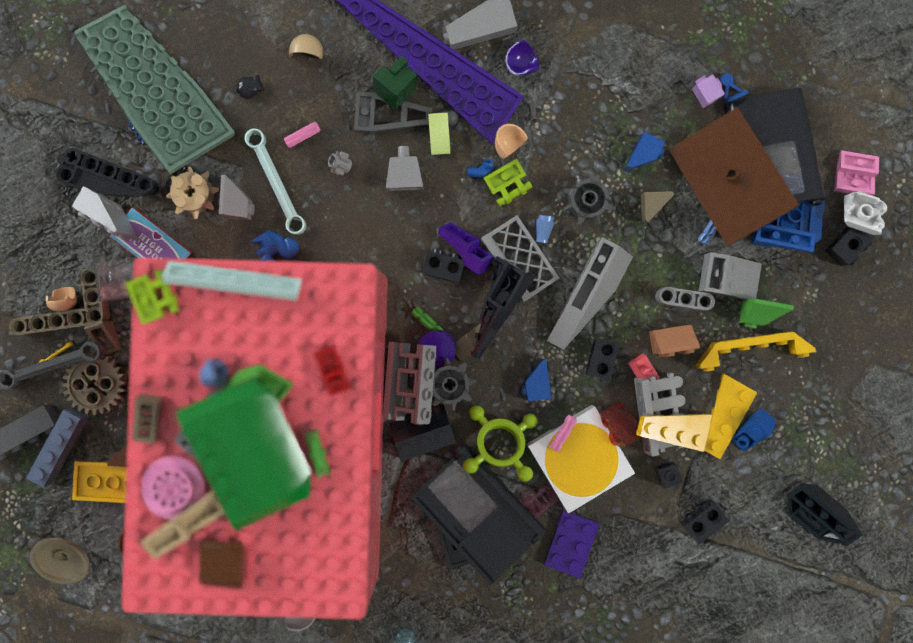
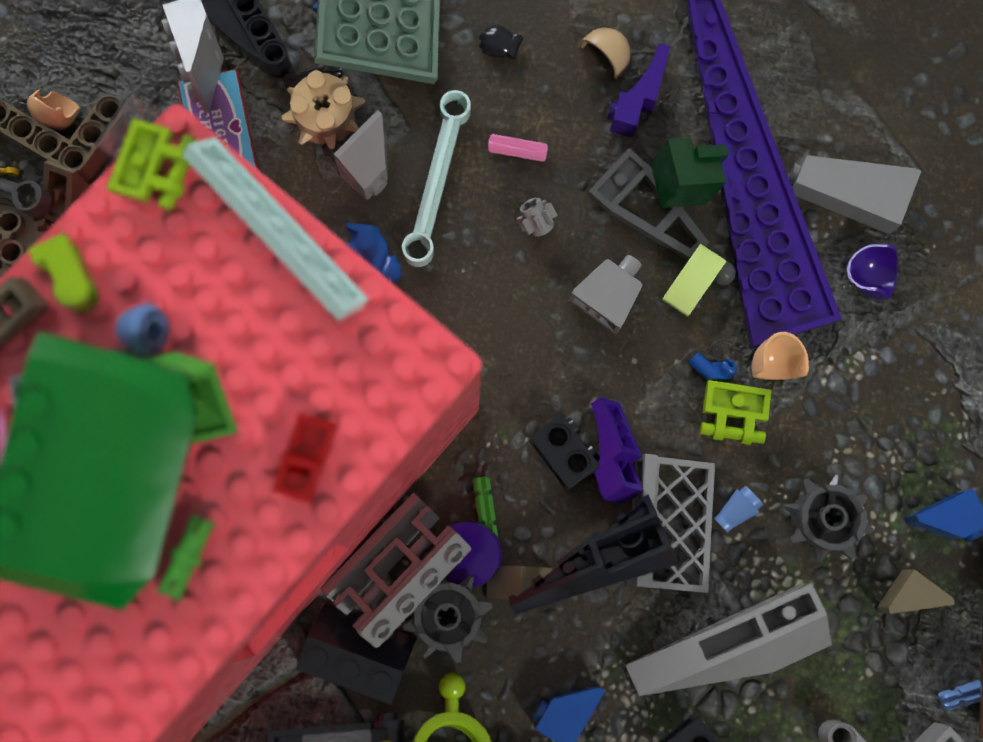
camera: 30 degrees right, 10 degrees down
(163, 377) = (72, 279): none -> lime leg
(342, 58) = (640, 98): none -> dark purple slope

